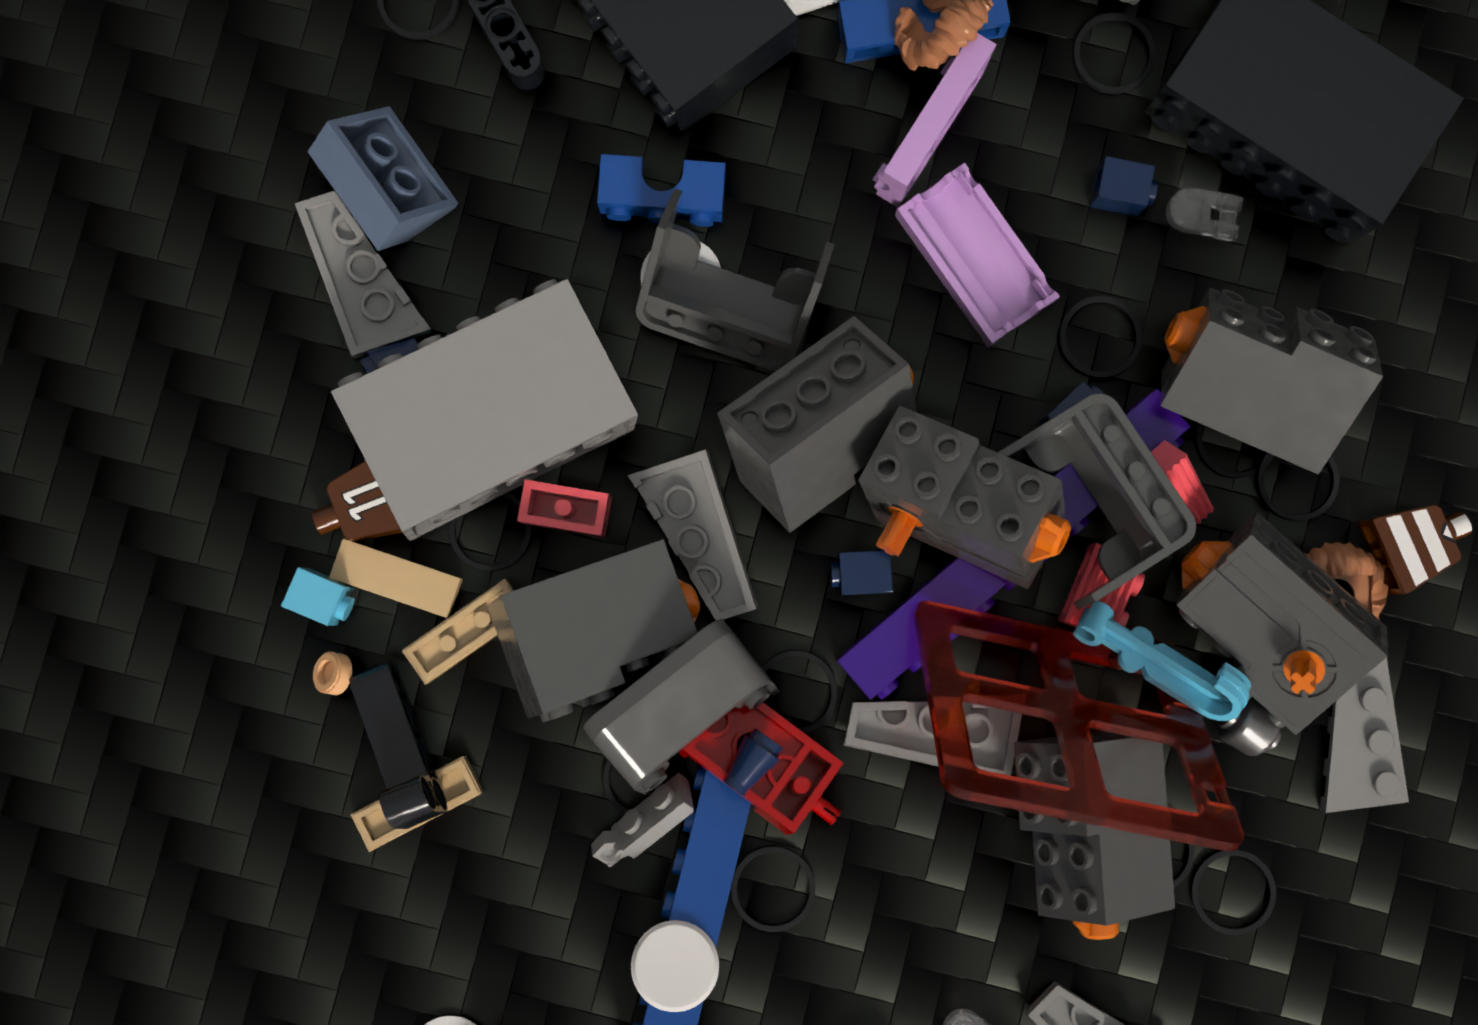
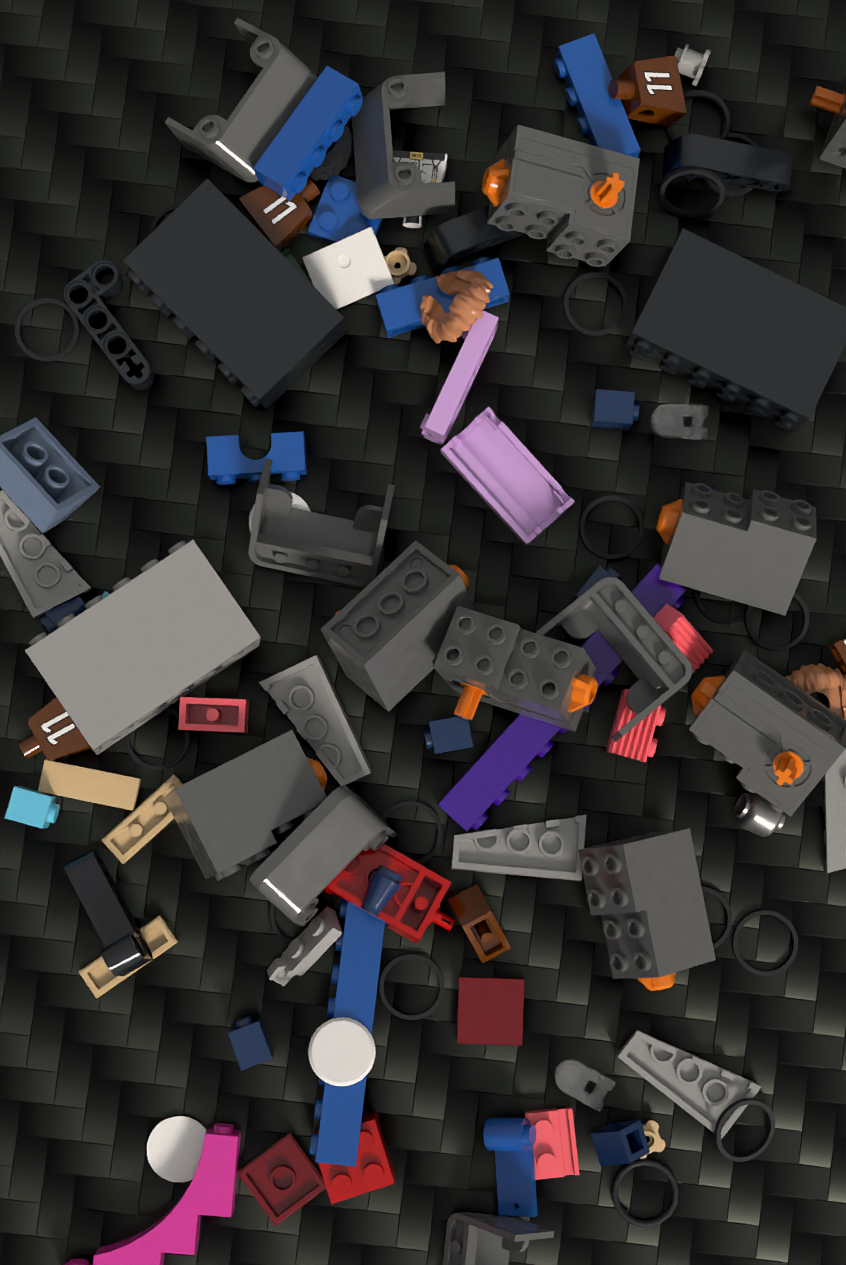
camera: 10 degrees left, 0 degrees up
(332, 673) = (50, 864): light nougat tile -> none
(558, 934) = (250, 1042): none -> dark blue brick
(870, 933) = (490, 1010): none -> dark red tile
(871, 819) = (479, 923): none -> reddish brown slope
(1072, 716) = (614, 824): clear red window -> none
(1211, 696) = (723, 794): medium azure piece -> none

